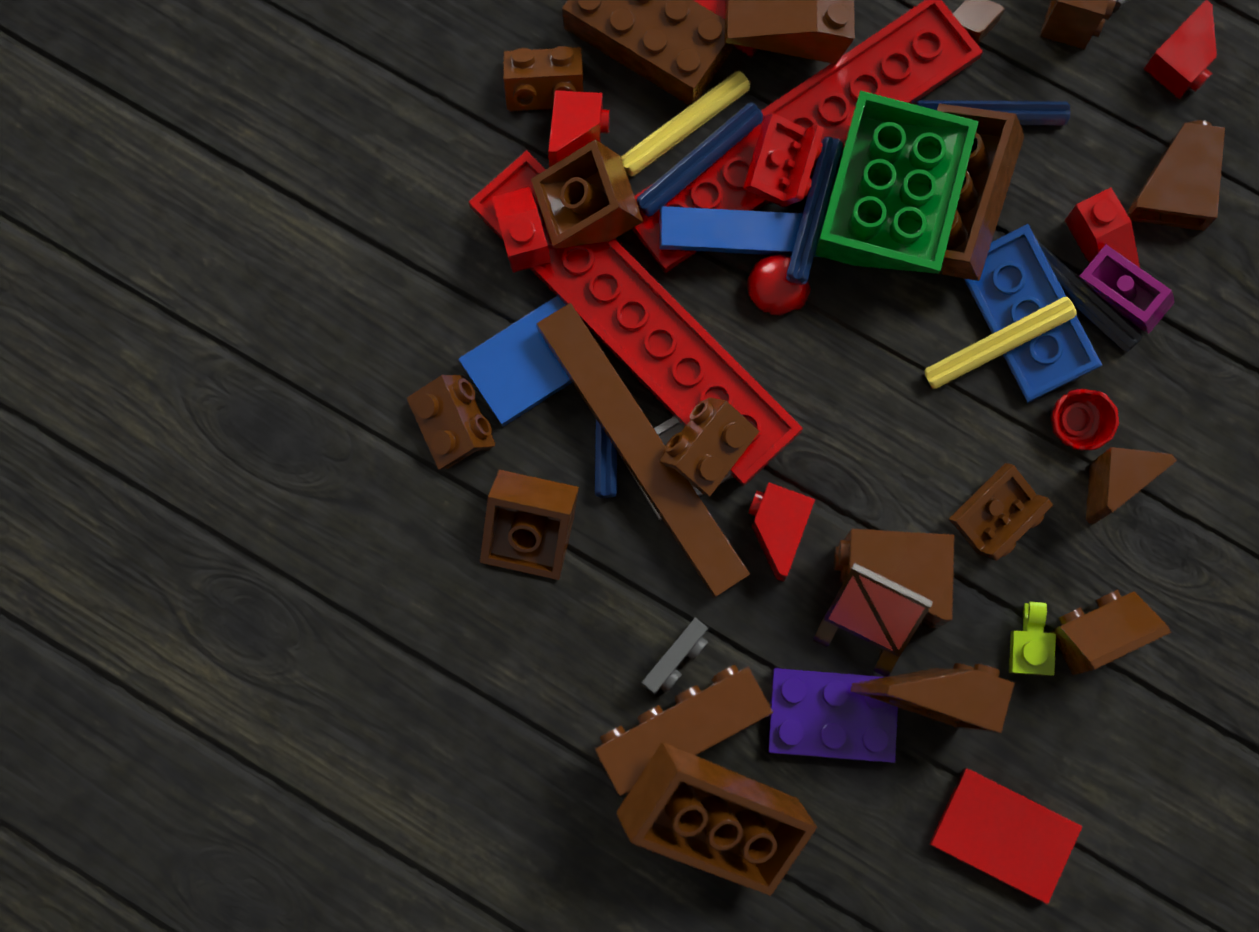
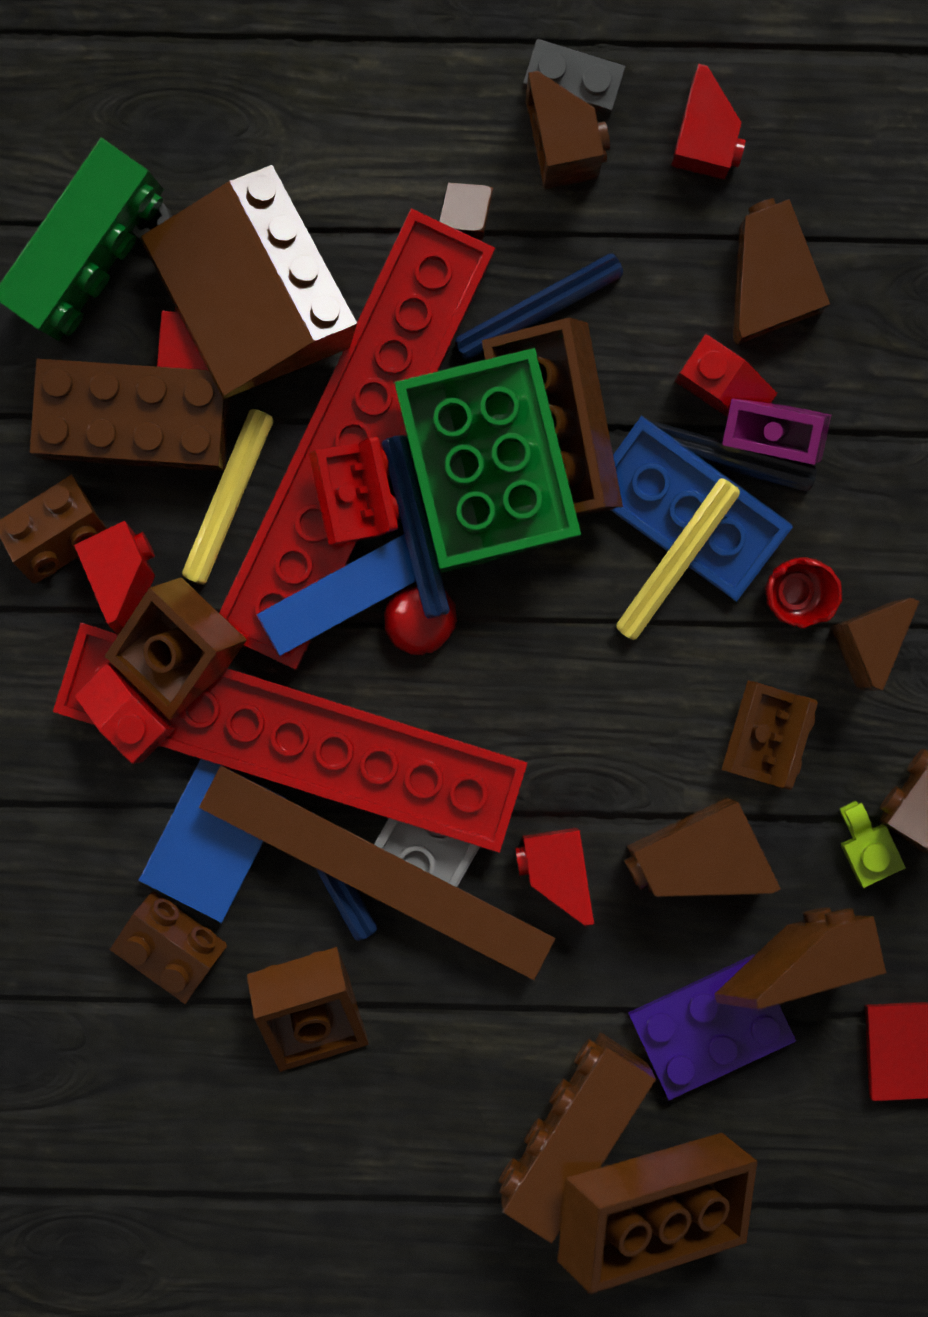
camera: 30 degrees left, 10 degrees up
(688, 645) = (526, 1082): dark grey plate -> none
(699, 159) = (266, 535): dark blue axle -> none
(709, 444) = (443, 837): reddish brown bracket -> none
(875, 612) = (701, 917): flag -> none

